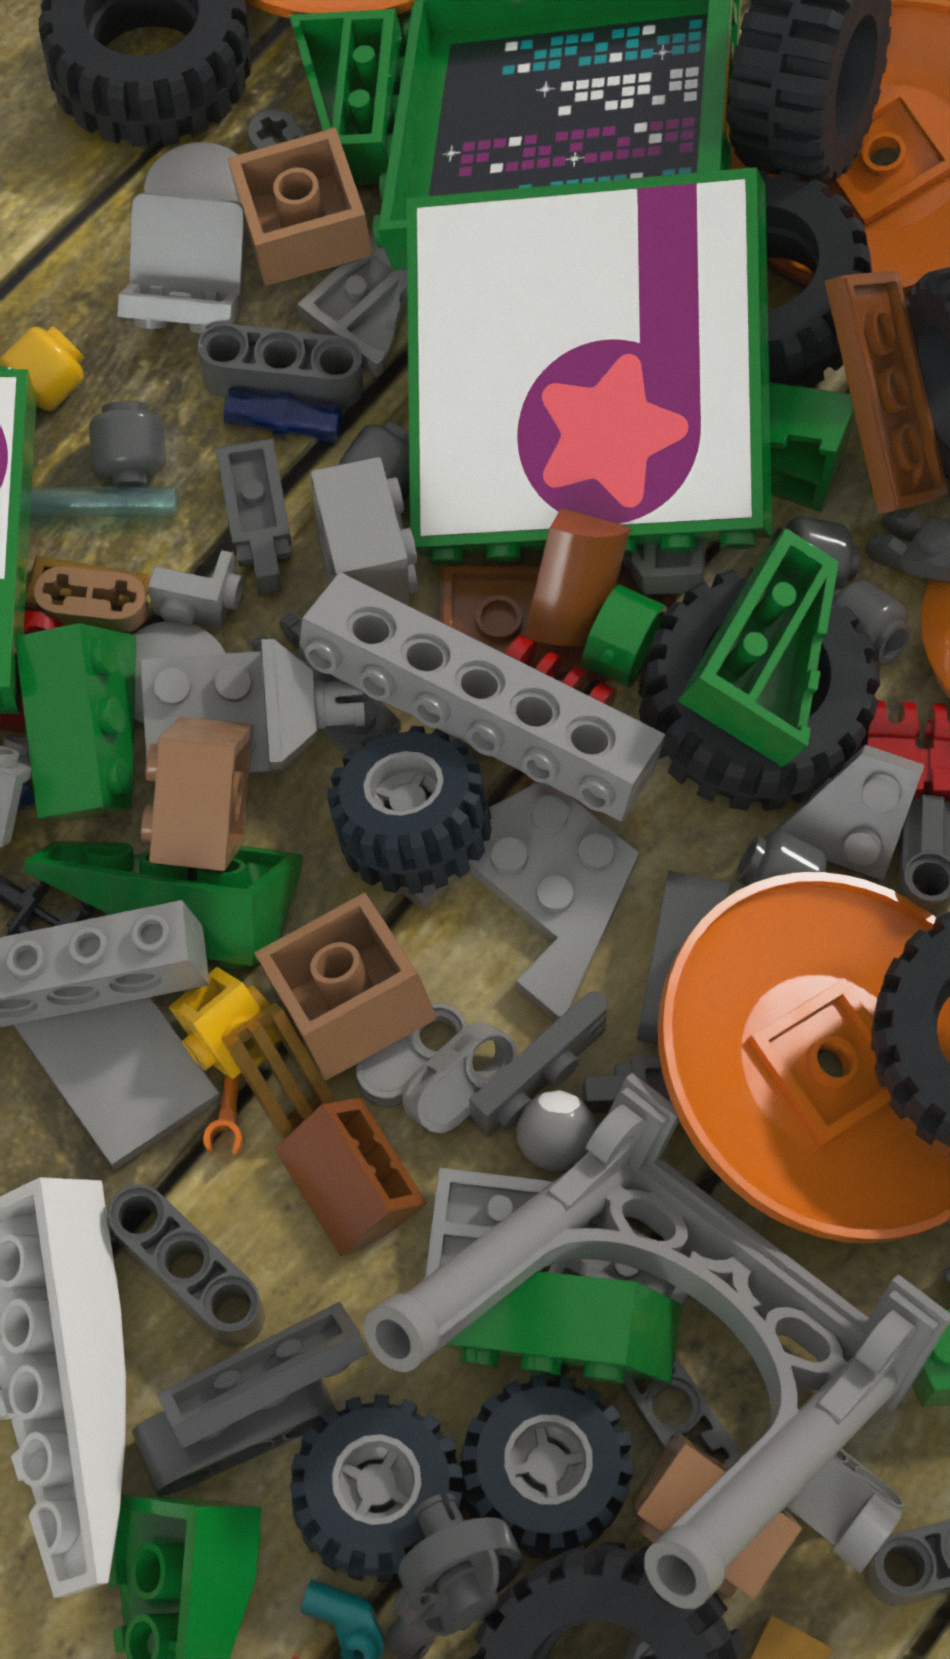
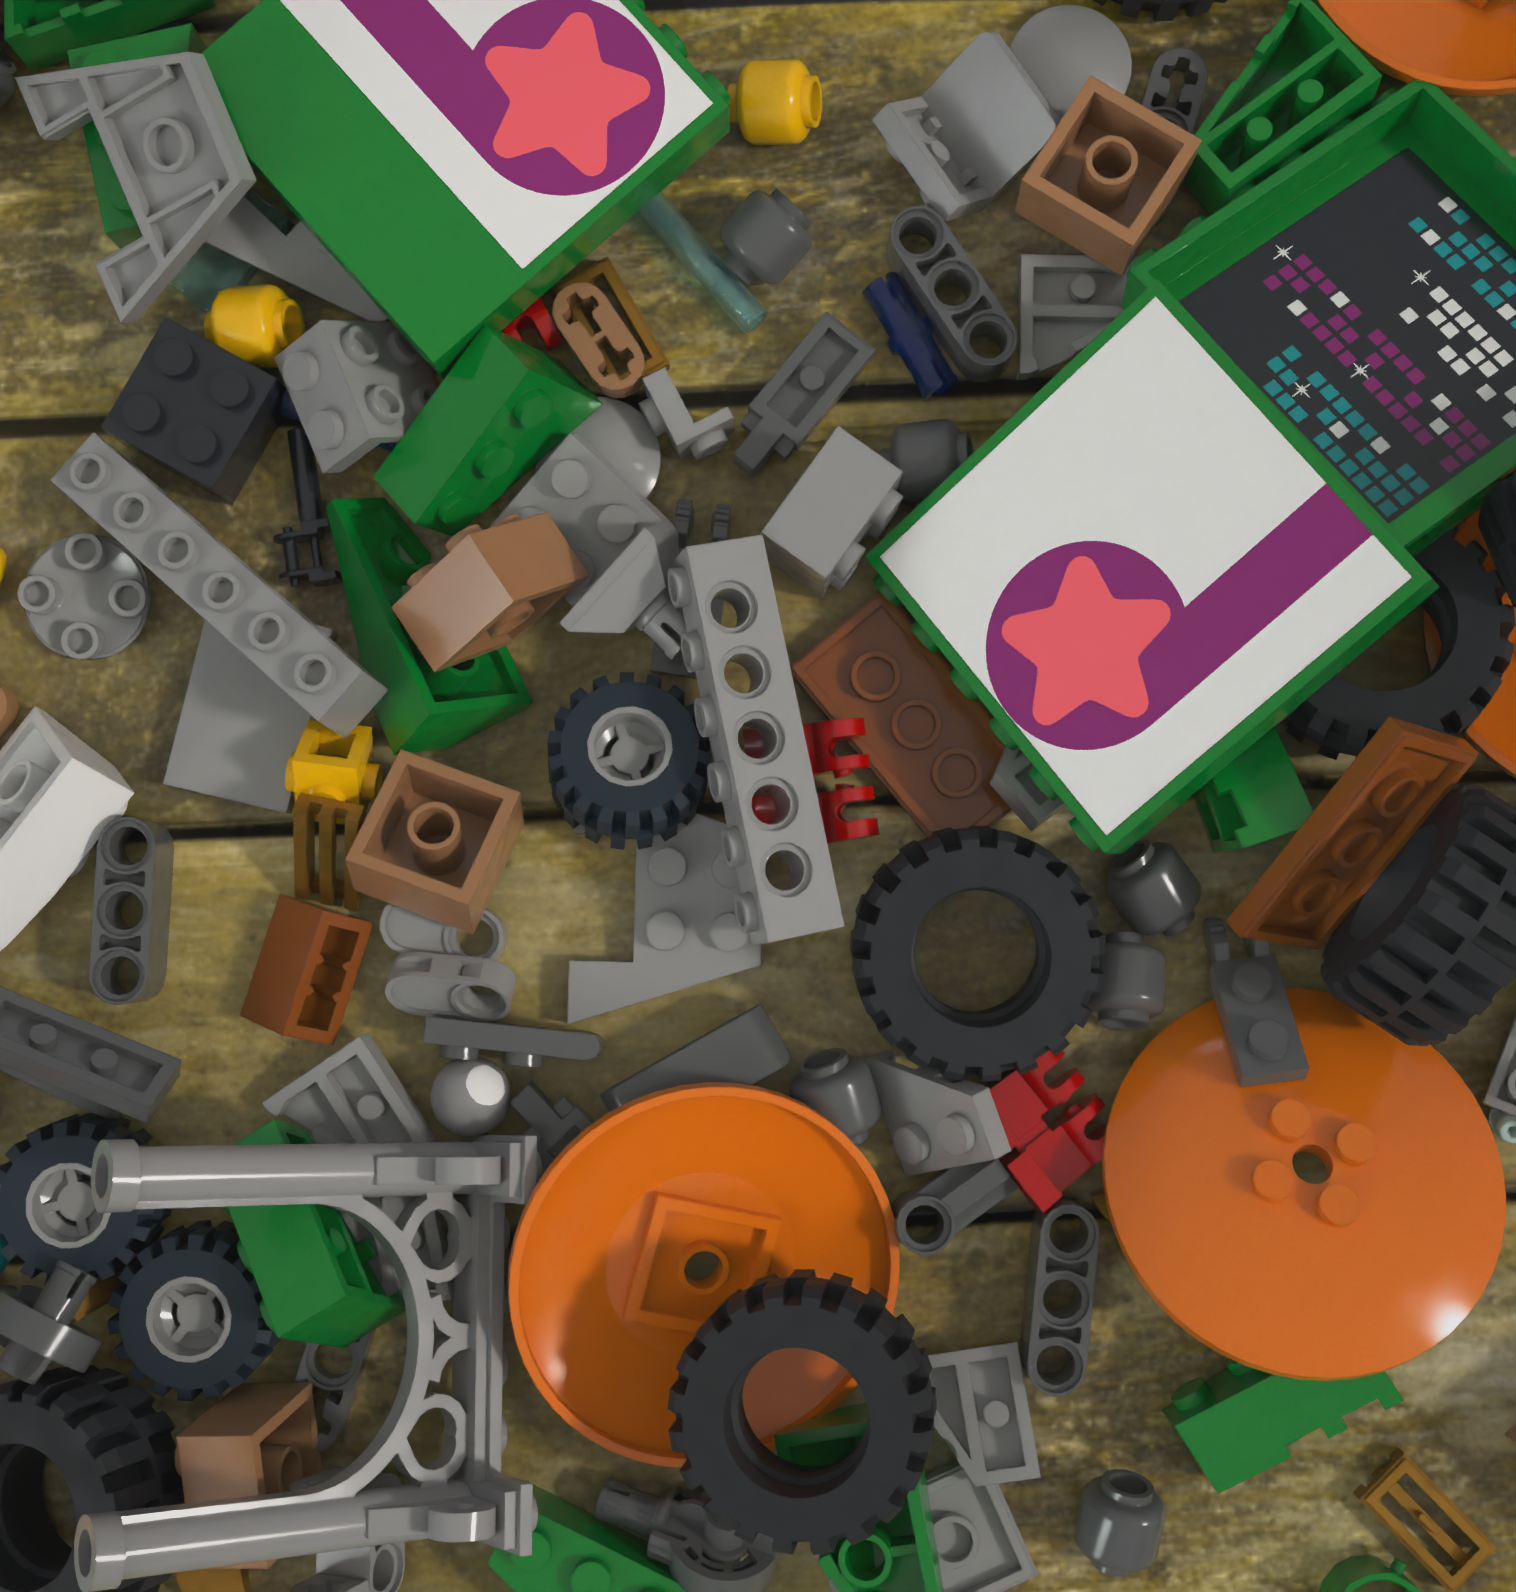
camera: 50 degrees right, 20 degrees up
(226, 1117) = (268, 839): orange hand -> none
(575, 577) = (940, 724): dark orange brick -> none
(622, 635) = (928, 802): green piece -> none
(767, 651) = (984, 953): green wedge -> none

